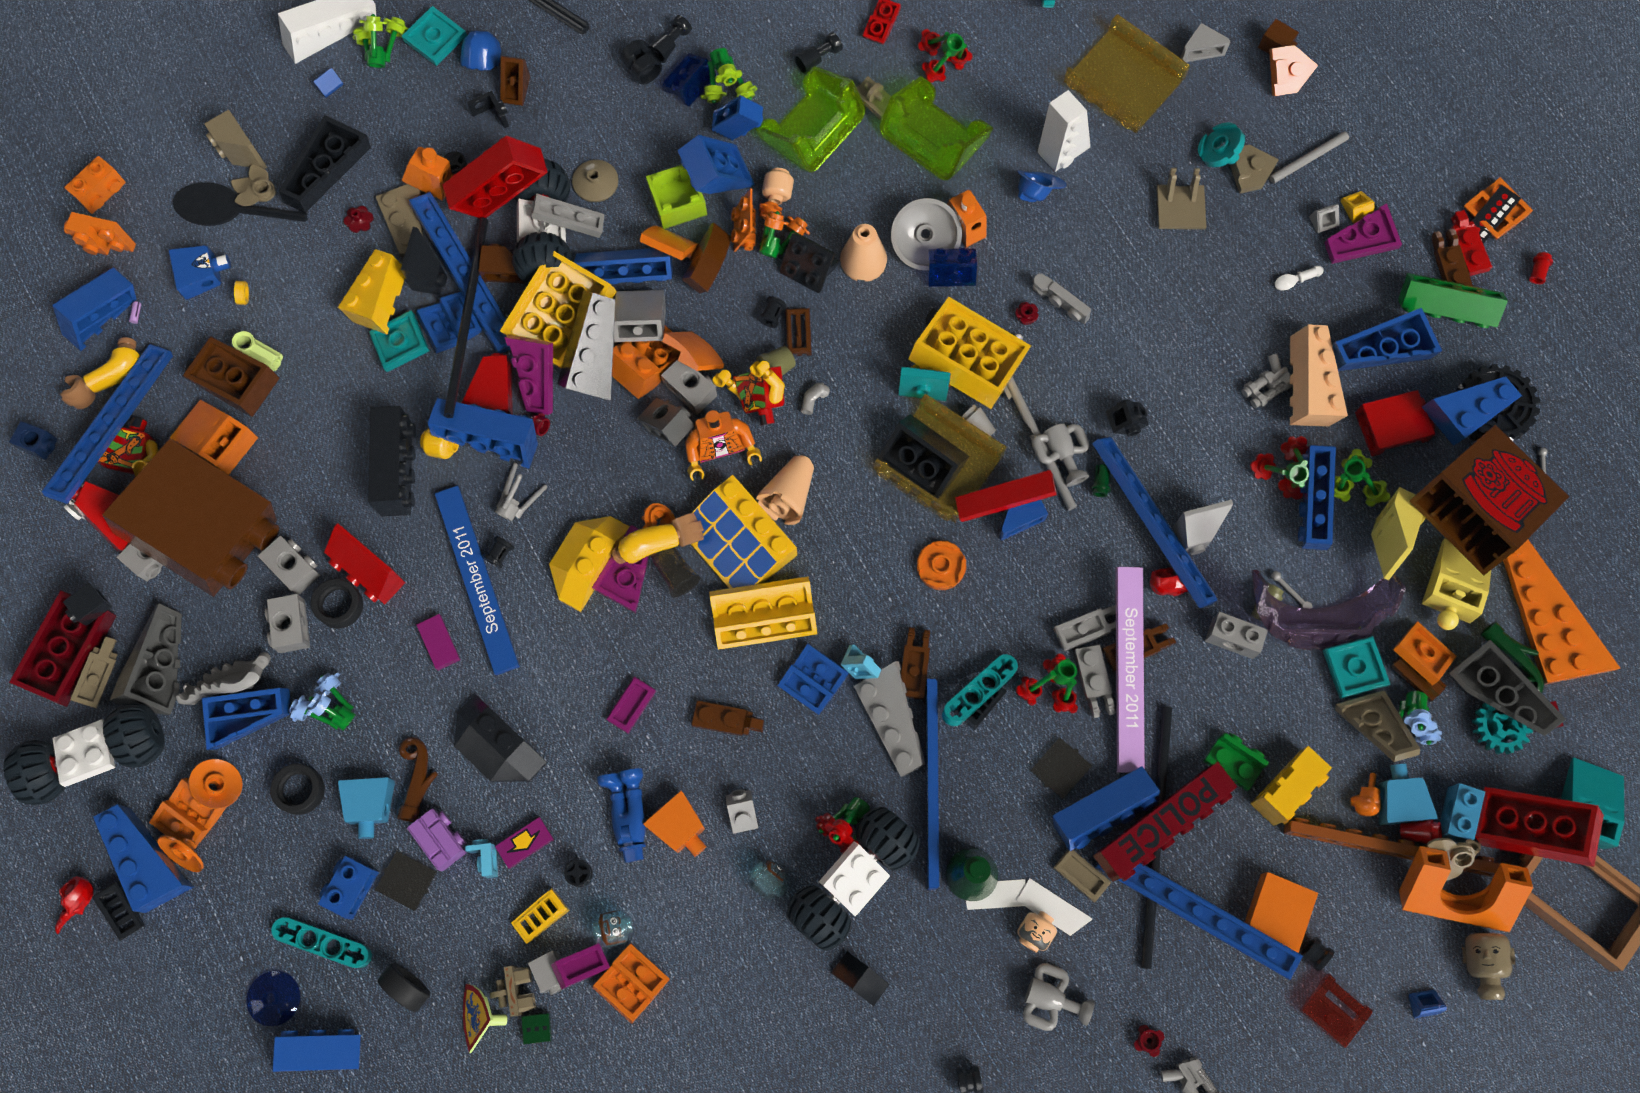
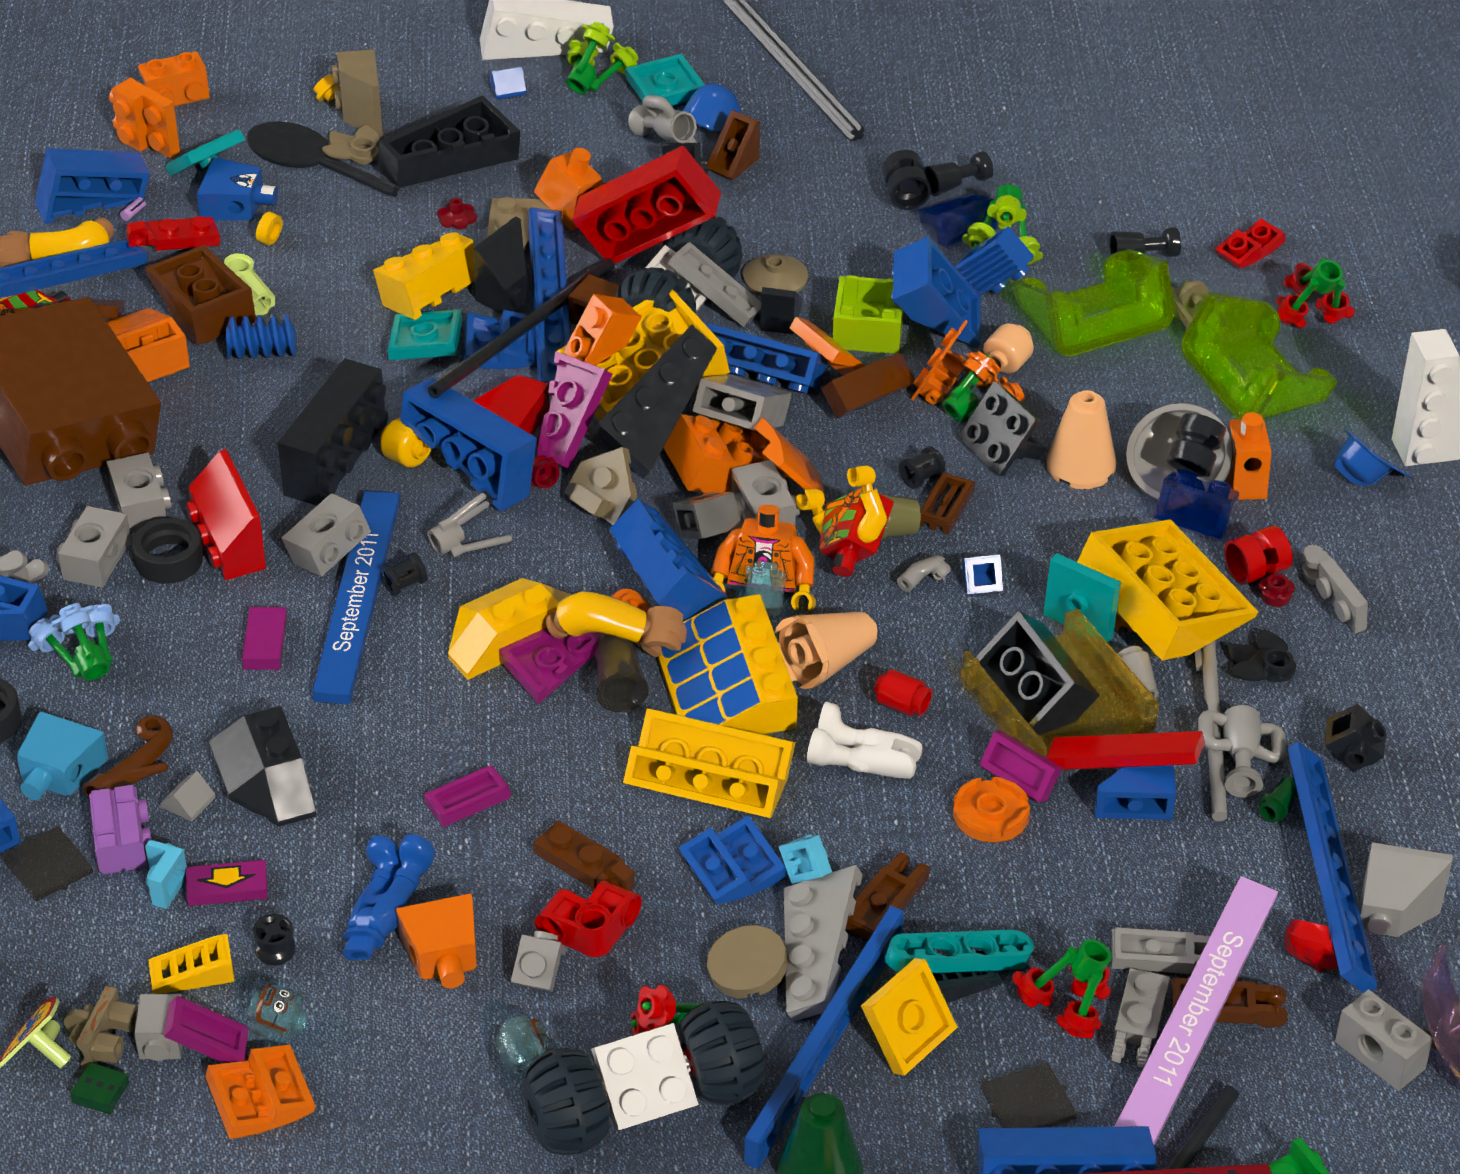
camera: 25 degrees right, 30 degrees down
(158, 246) = (204, 154): none -> teal plate
(171, 415) = (109, 308): none -> reddish brown tile
(179, 326) = (174, 233): none -> red hinge
(205, 144) = (325, 88): none -> yellow plate
(293, 394) = (261, 336): none -> blue piece
(423, 553) = (326, 534): none -> light grey brick
(463, 83) = (670, 124): none -> light grey piece
(464, 790) = (189, 797): none -> light grey slope
(527, 308) = (602, 329): none -> orange slope
(586, 424) = (604, 485): none -> dark tan plate
(616, 214) = (779, 309): none -> black slope
(659, 473) = (665, 561): none -> blue wedge
(729, 462) = (769, 583): none -> clear light blue bracket
(743, 772) = (590, 924): none -> red piece
(850, 384) = (982, 574): none -> slope
(850, 504) = (903, 693): none -> red brick
(855, 558) = (861, 750): none -> white piece
(861, 752) = (747, 961): none -> dark tan tile
(939, 231) = (1198, 439): none -> black wheel
(945, 528) = (1021, 765): none -> magenta tile
(974, 753) = (909, 1016): none -> yellow tile
(1007, 295) = (1258, 555): none -> red wheel
(1039, 373) = (1264, 661): none -> black plate

